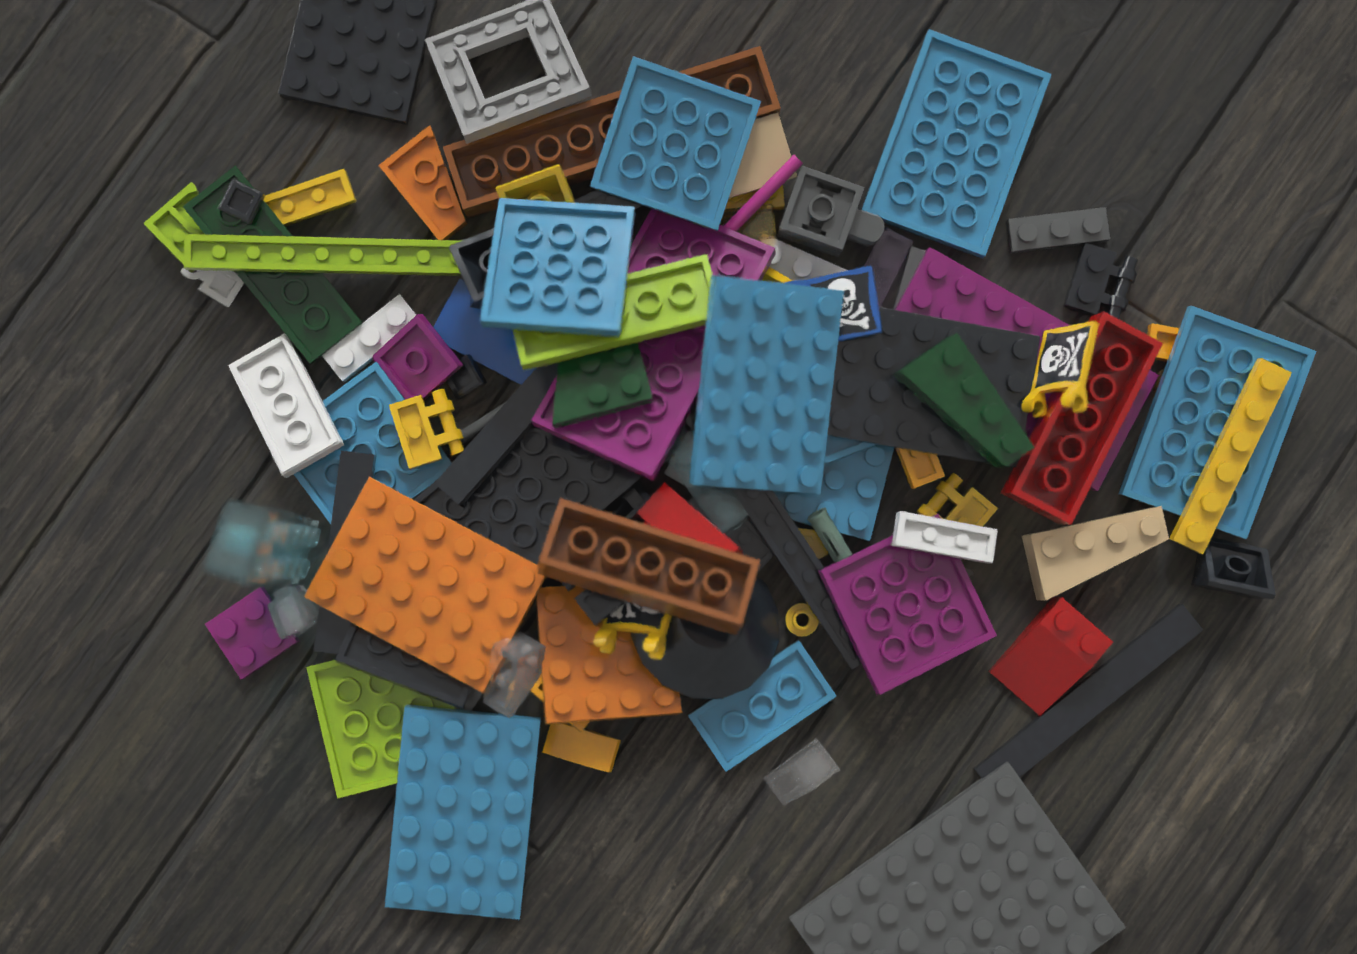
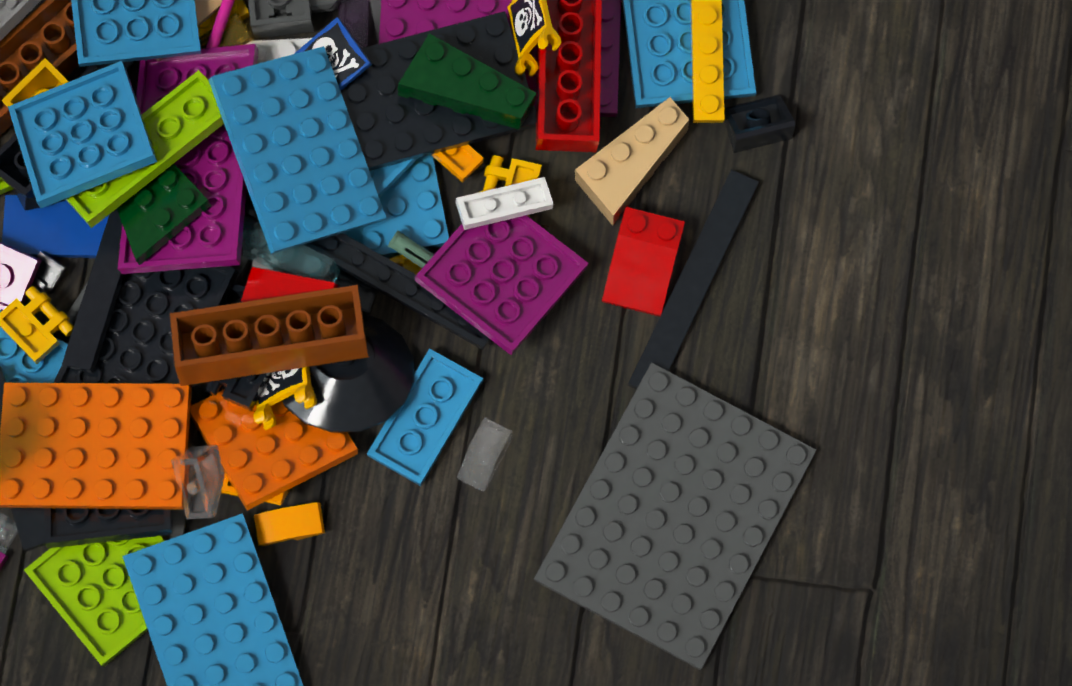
camera: 20 degrees left, 10 degrees down
(793, 627) = (424, 341): yellow plate -> none

